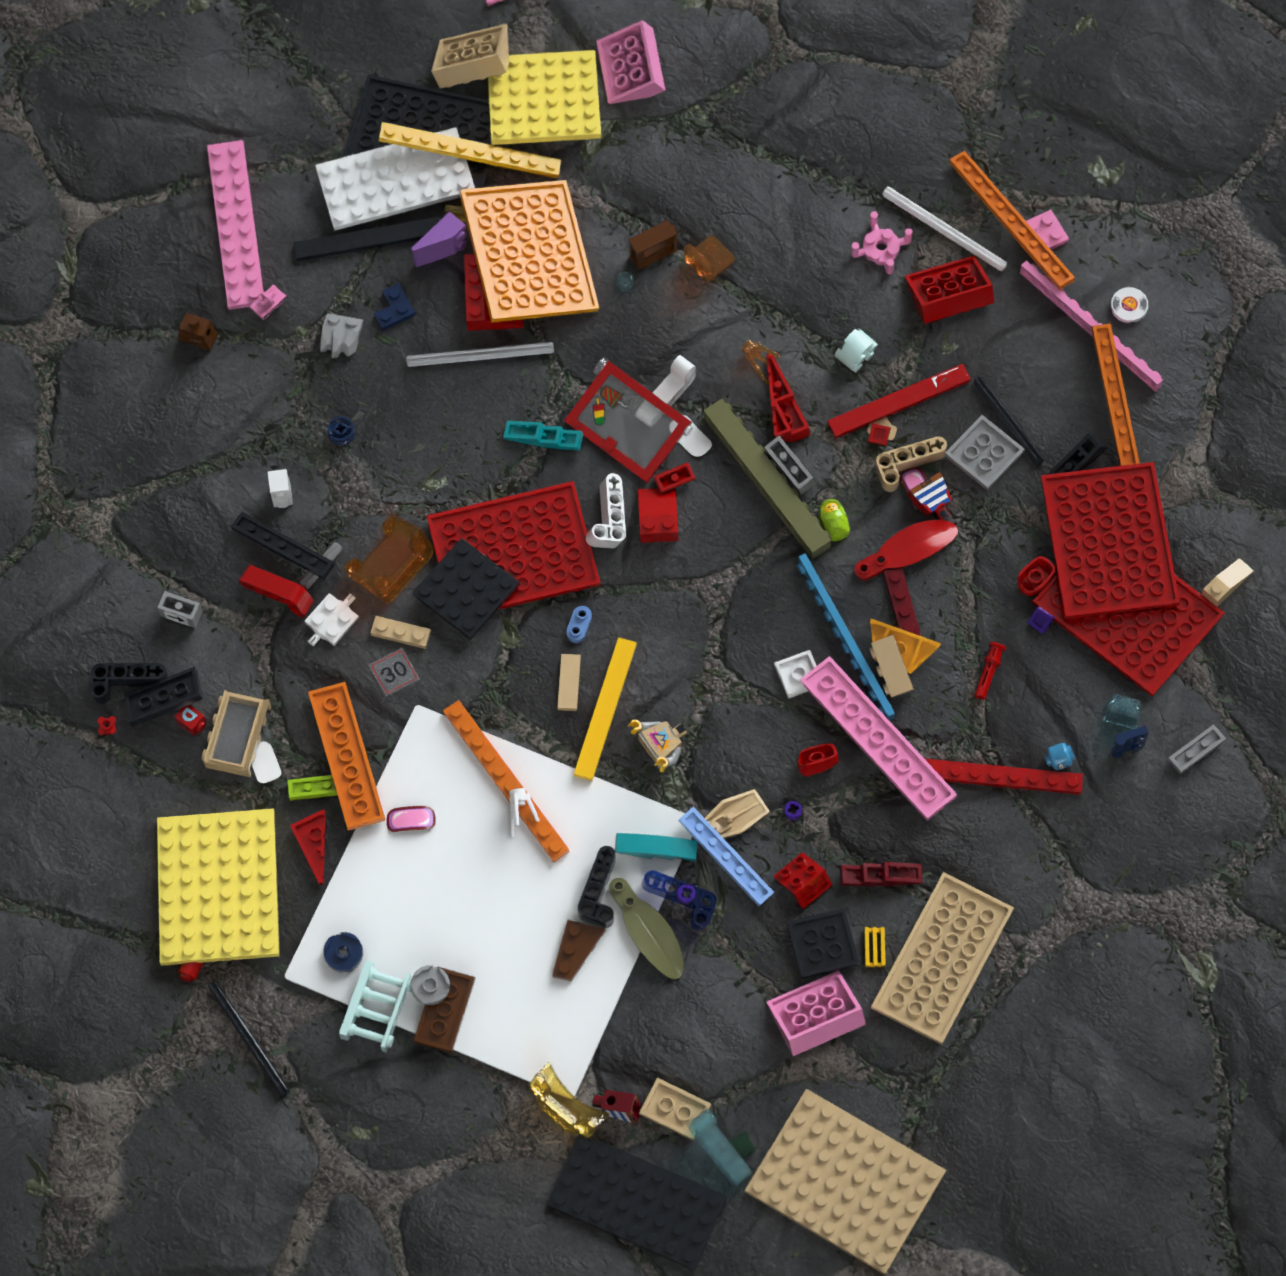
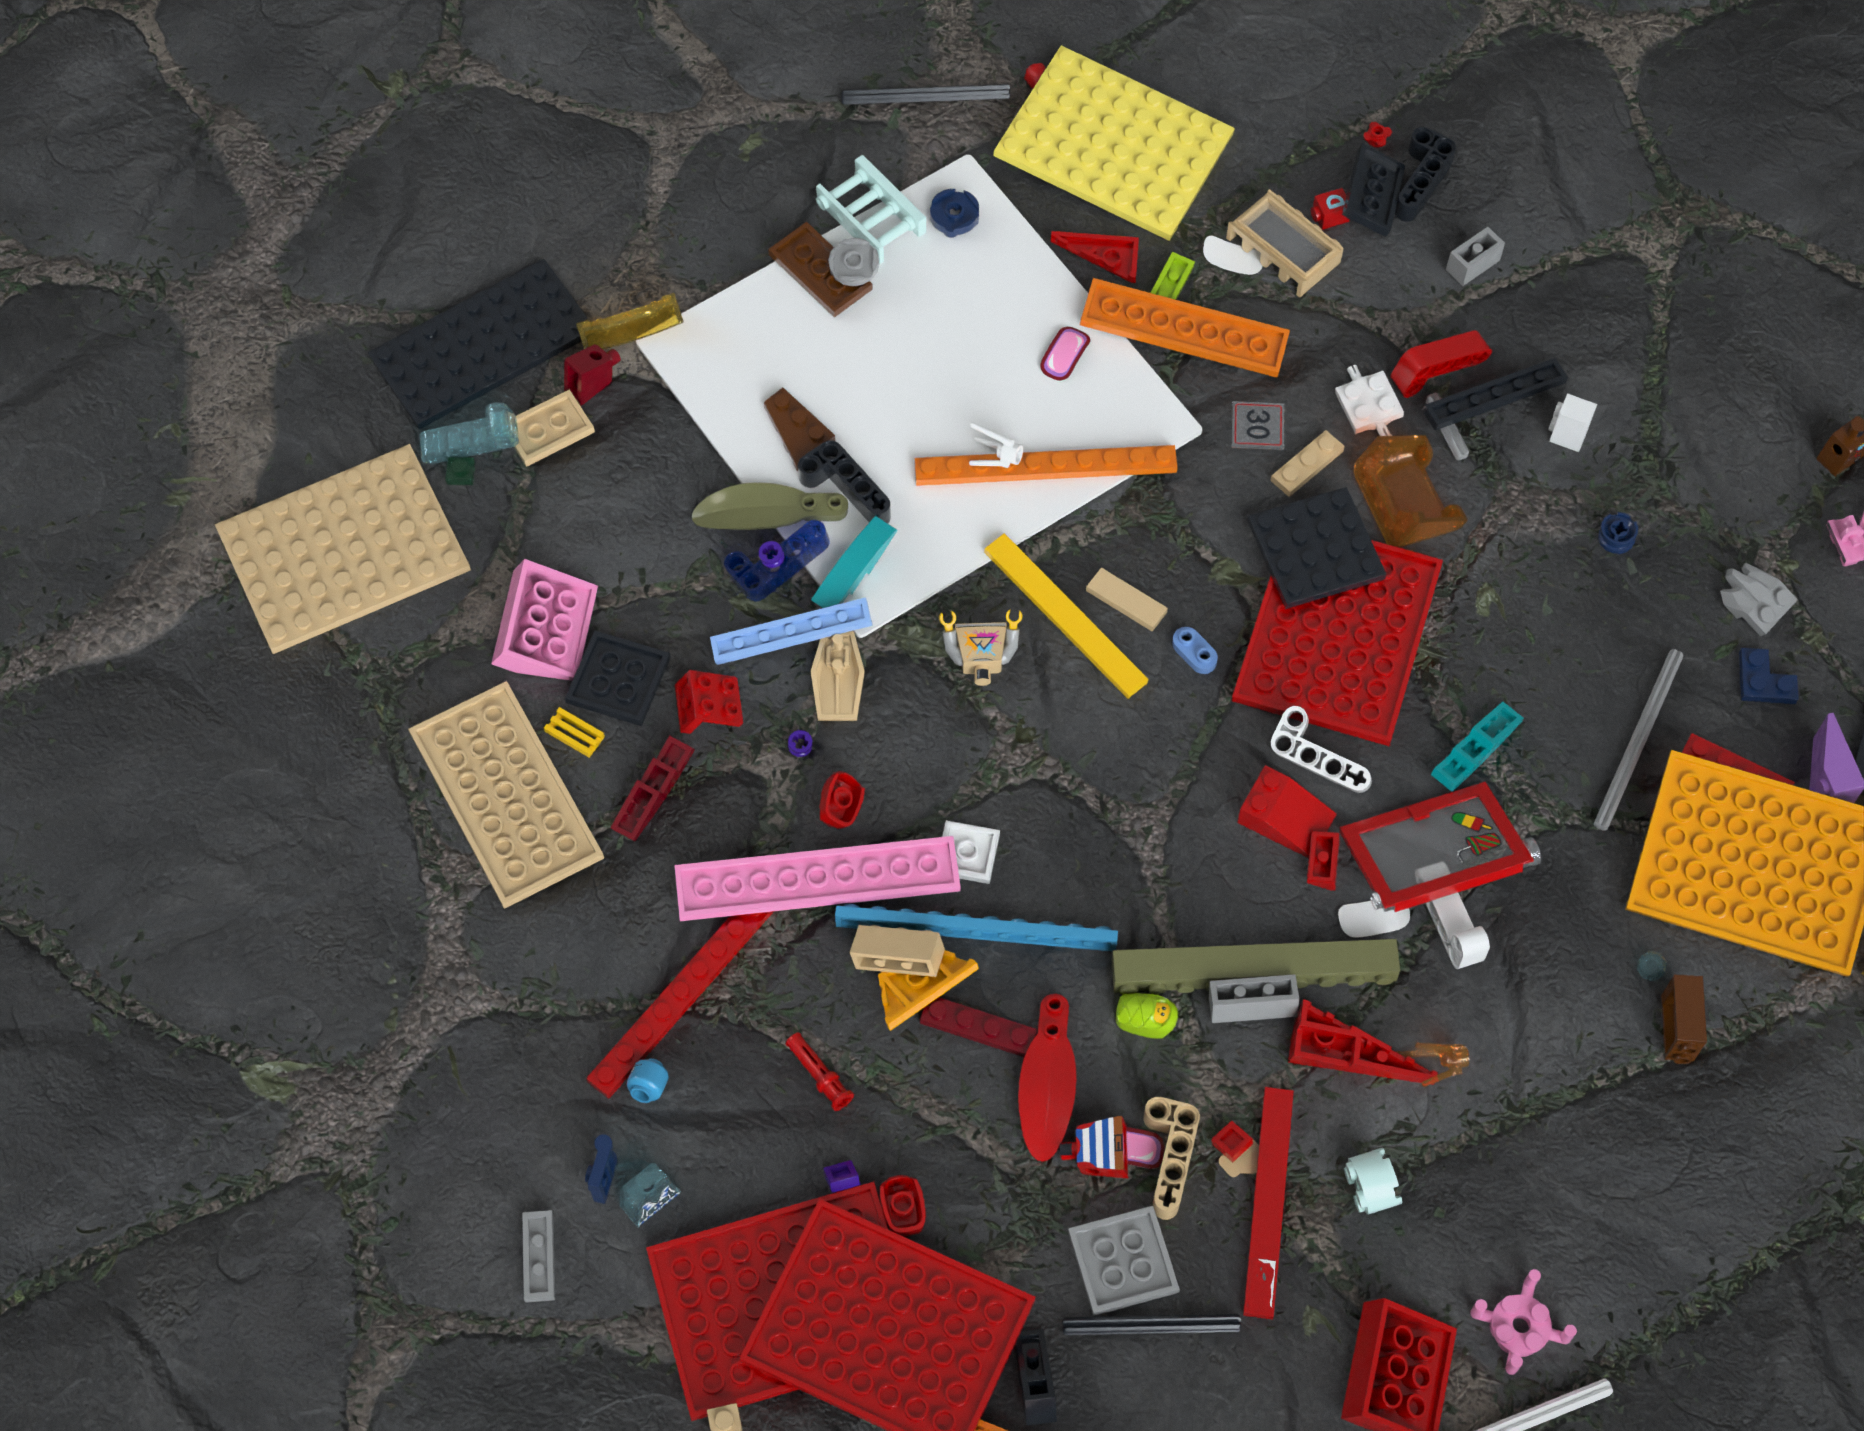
camera: 120 degrees right, 5 degrees down
(708, 257) = (1627, 1084): clear orange bracket -> none

